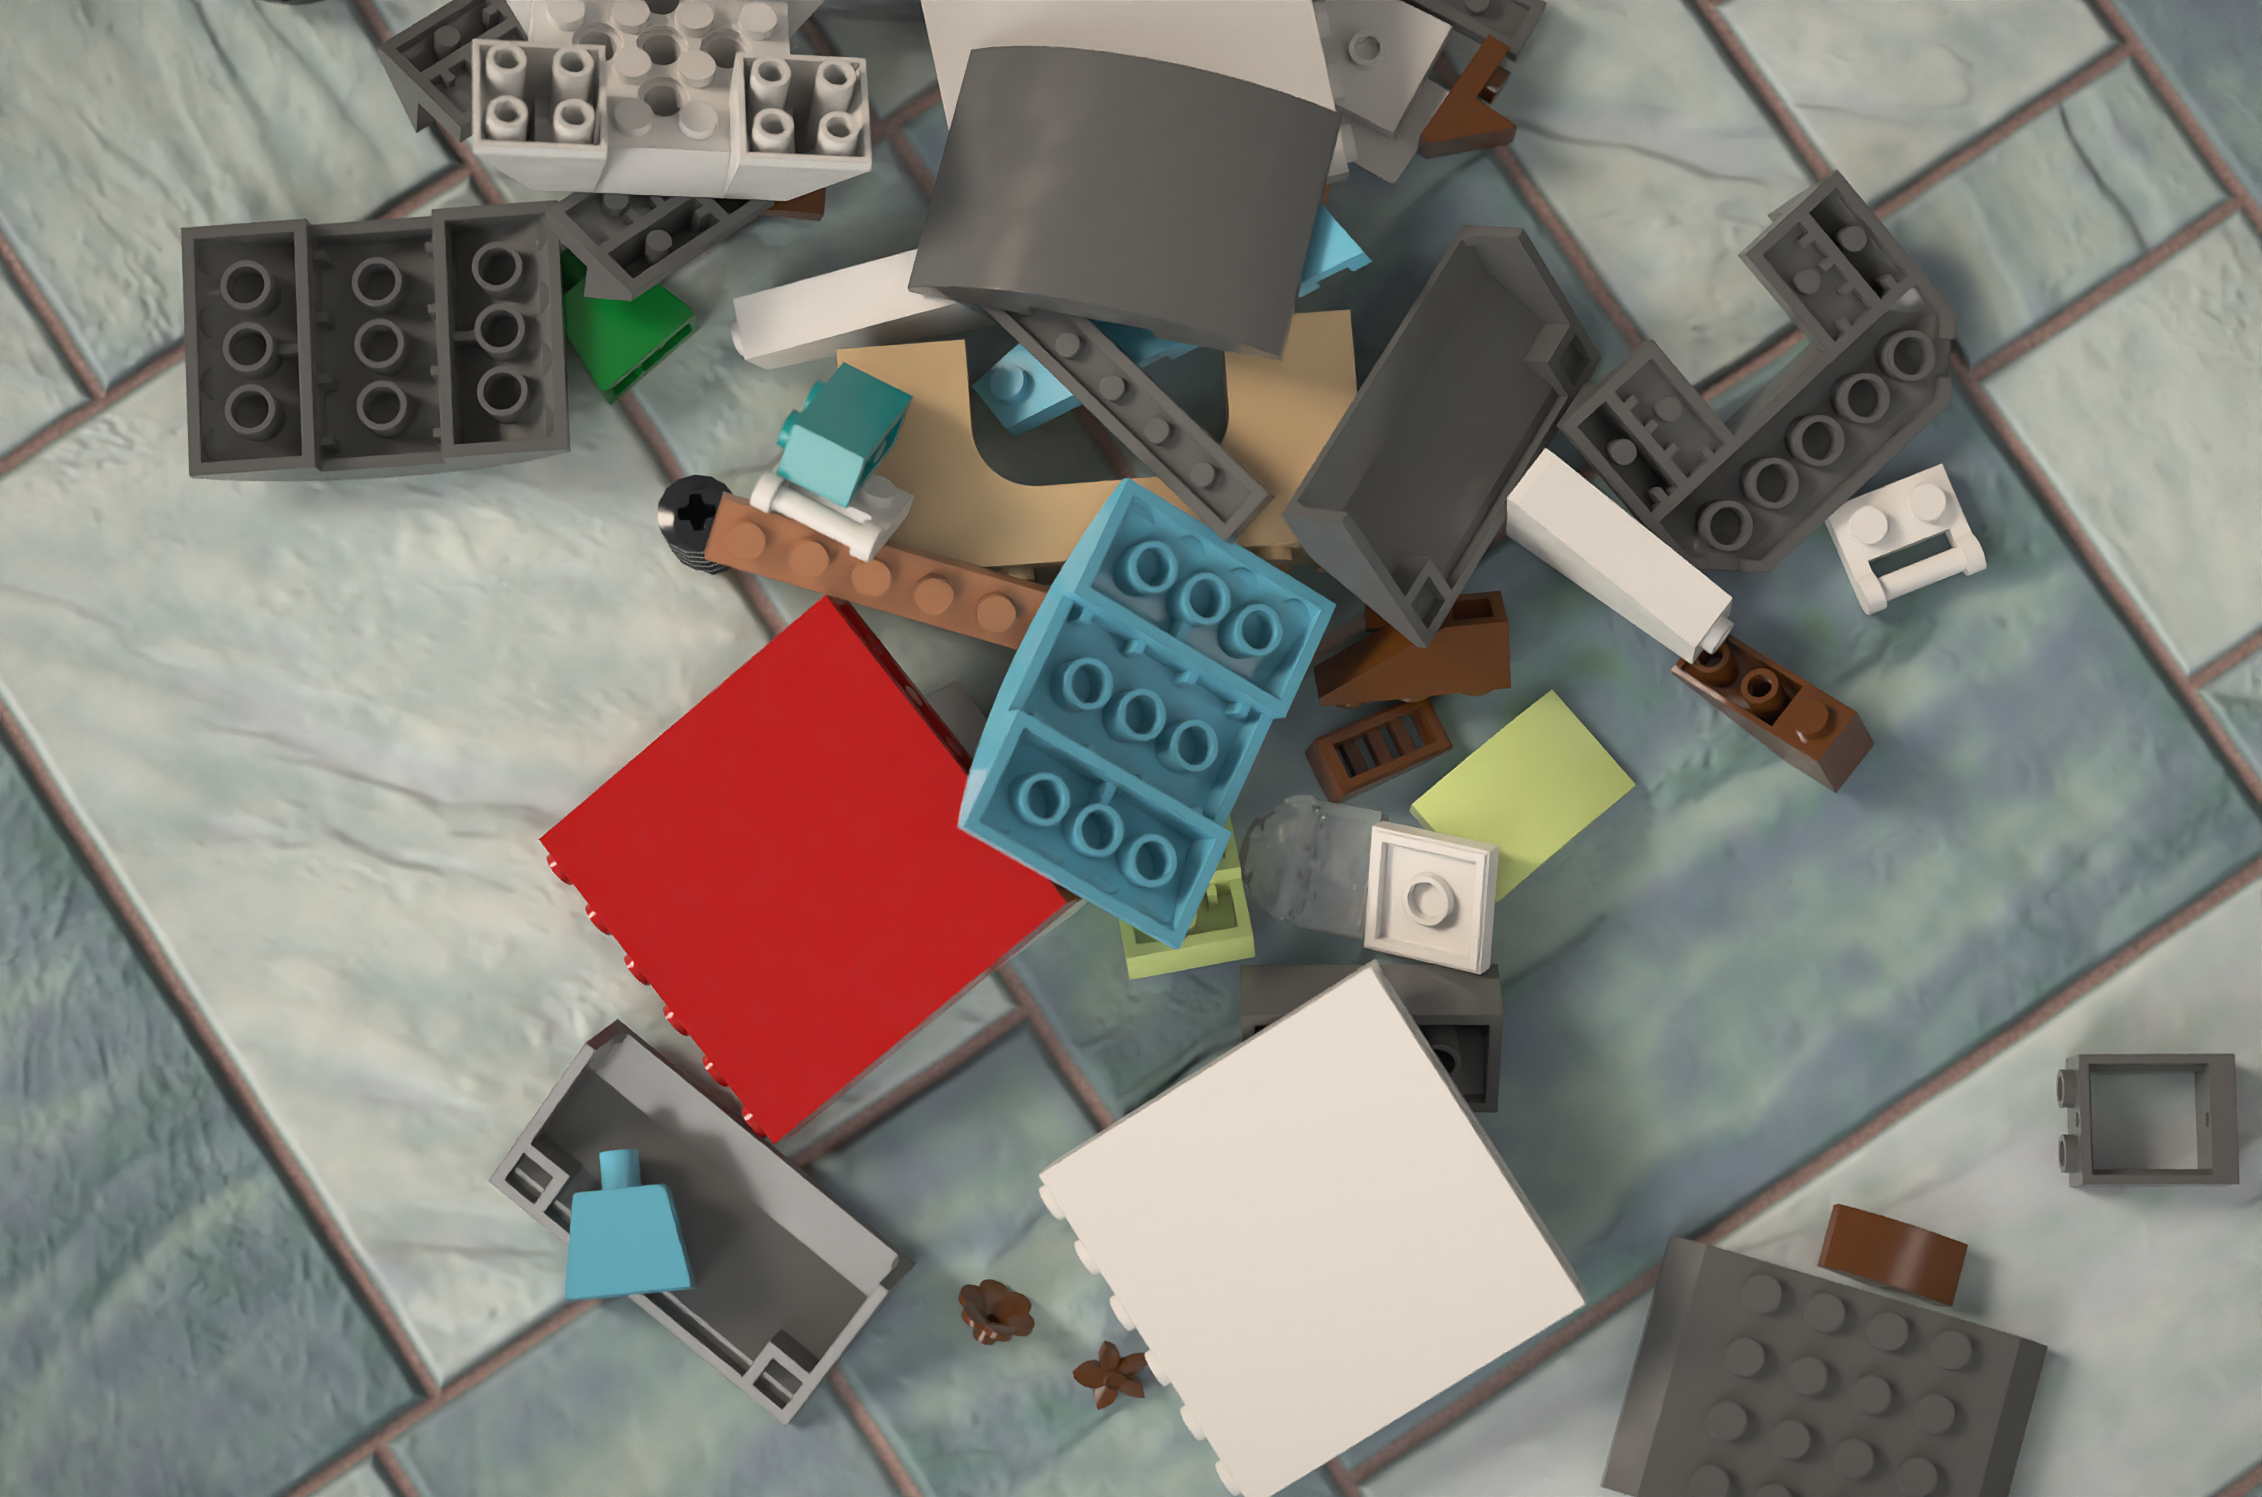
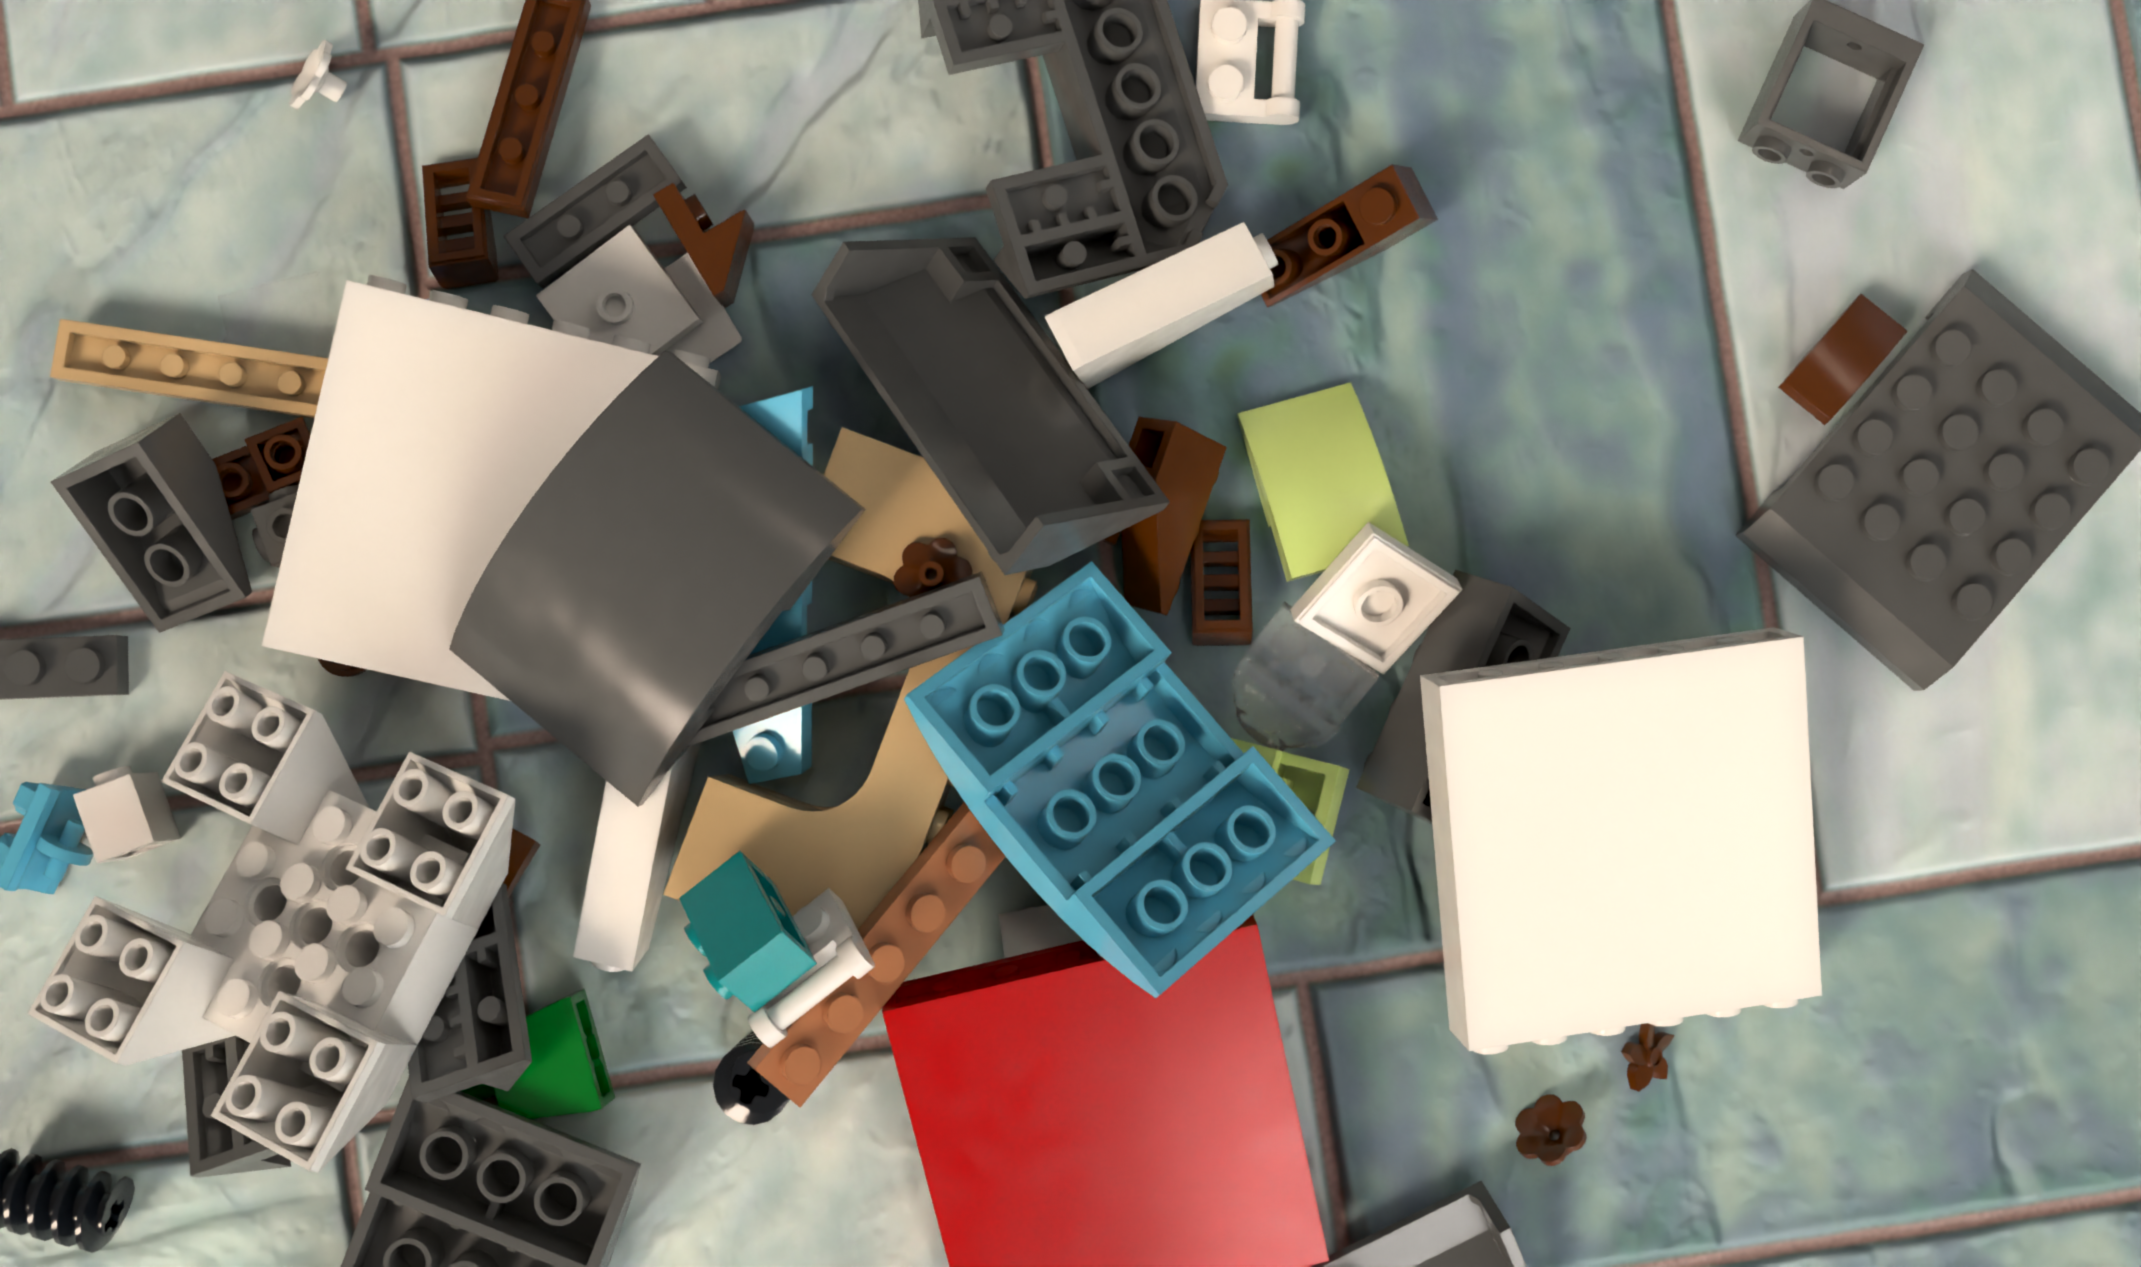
camera: 65 degrees left, 5 degrees up
(1260, 437) = (921, 558): none -> reddish brown plant

